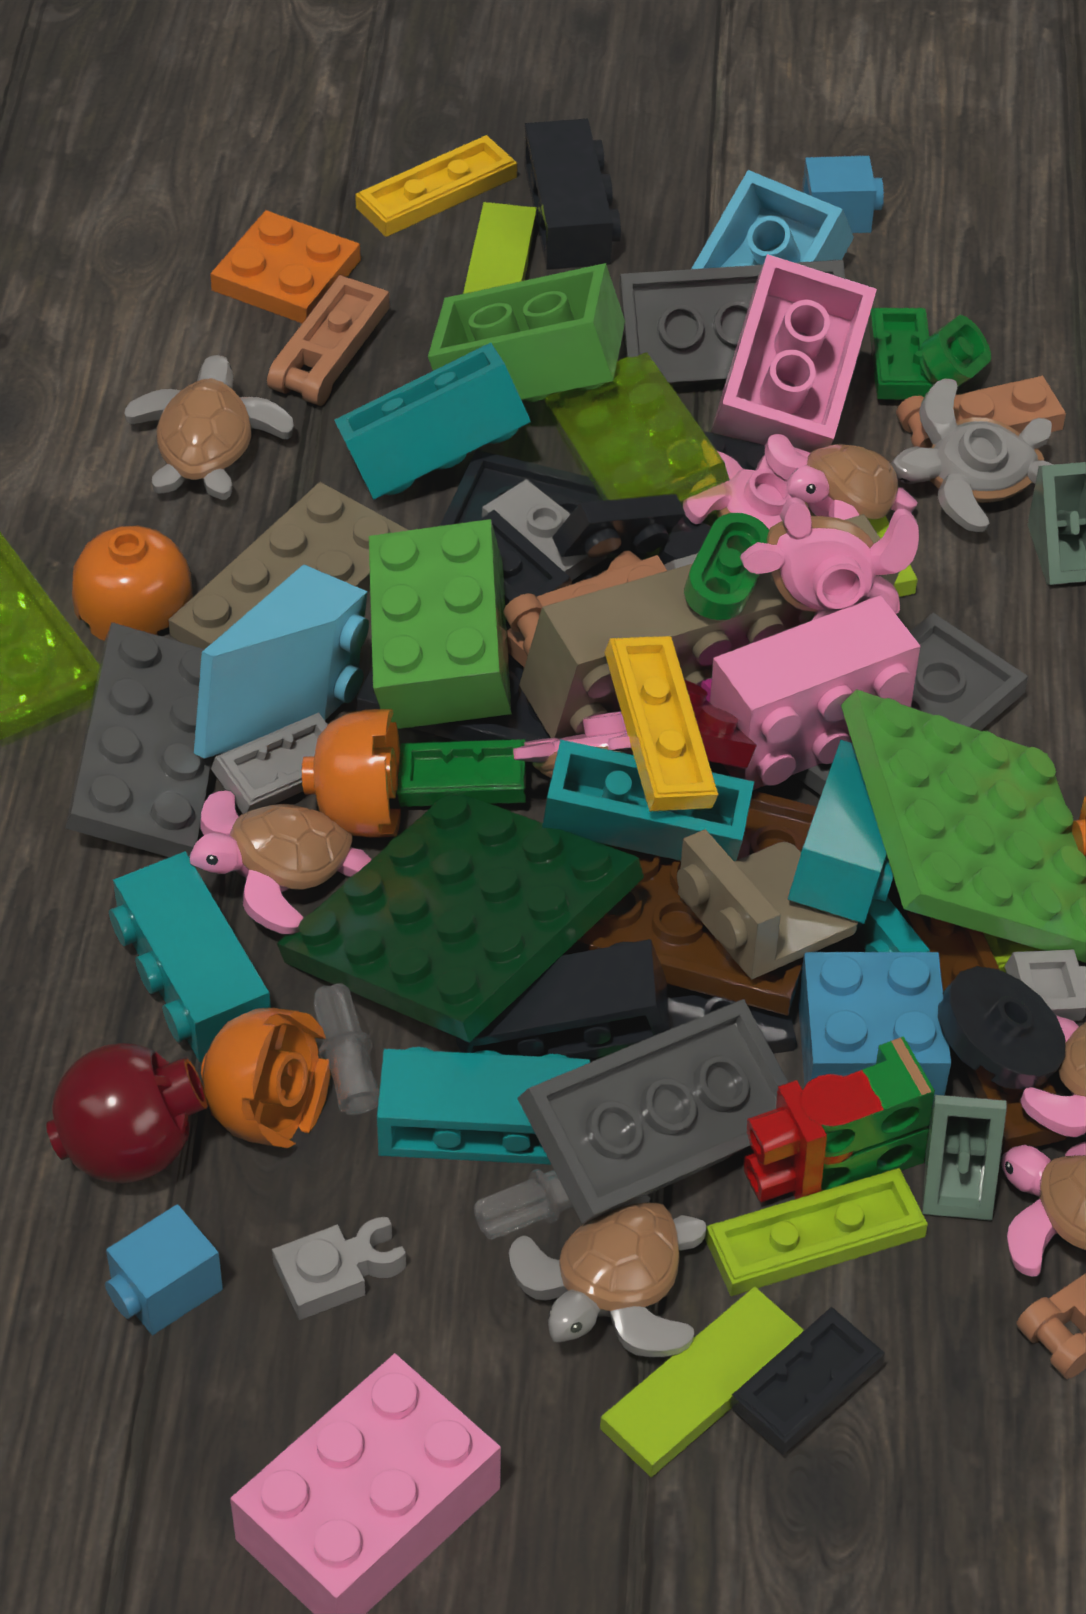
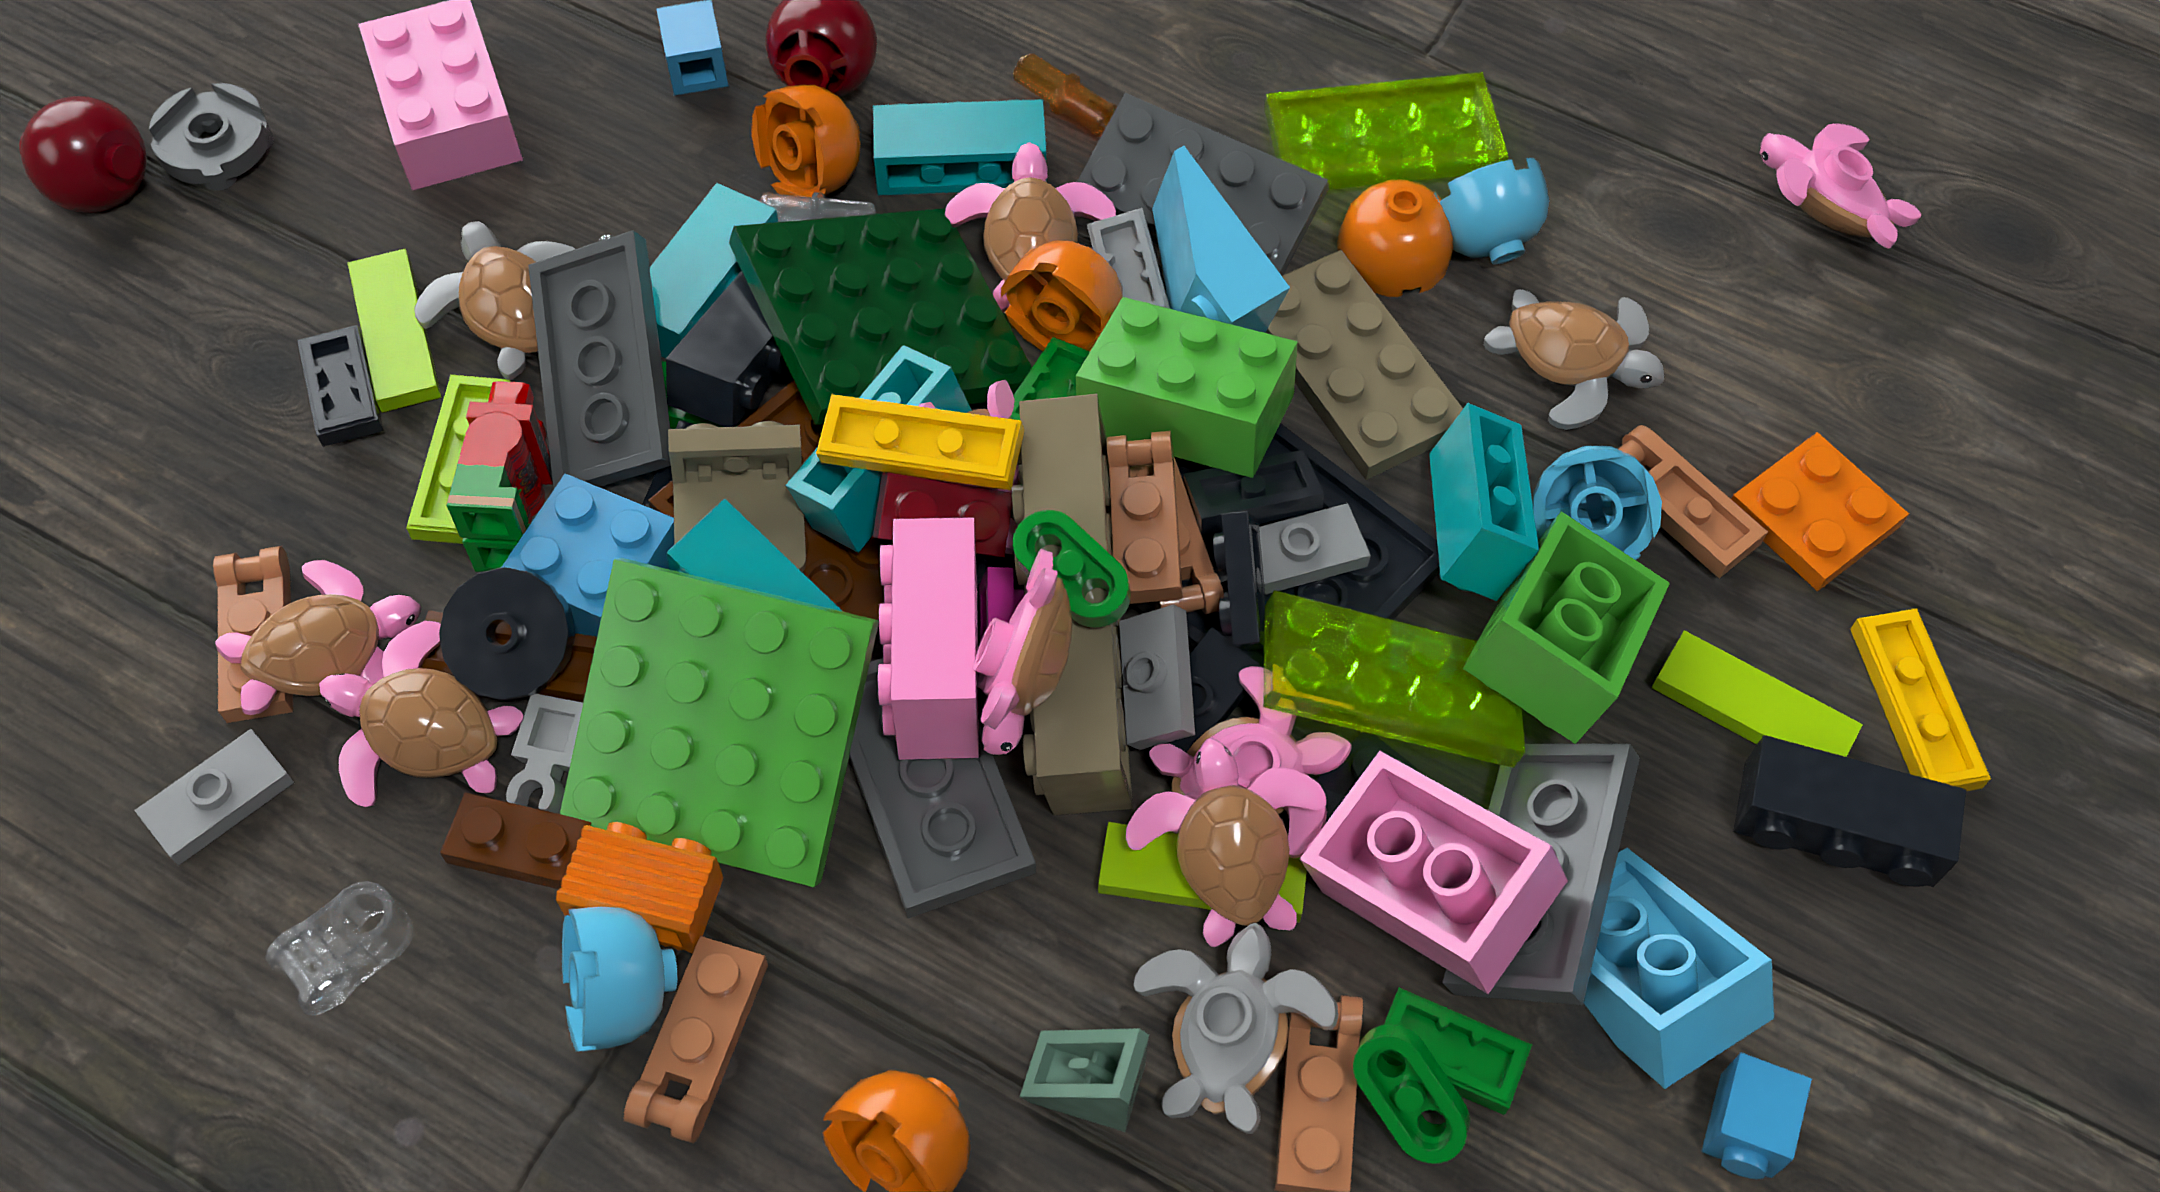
camera: 115 degrees right, 10 degrees up
(64, 900) = (1064, 93): none -> clear orange axle
(68, 506) = (1496, 210): none -> medium azure cylinder
(329, 1271) = (639, 150): light grey plate -> none
(377, 355) = (1602, 492): none -> medium azure cylinder
(963, 1156) = (433, 558): sand green slope -> none

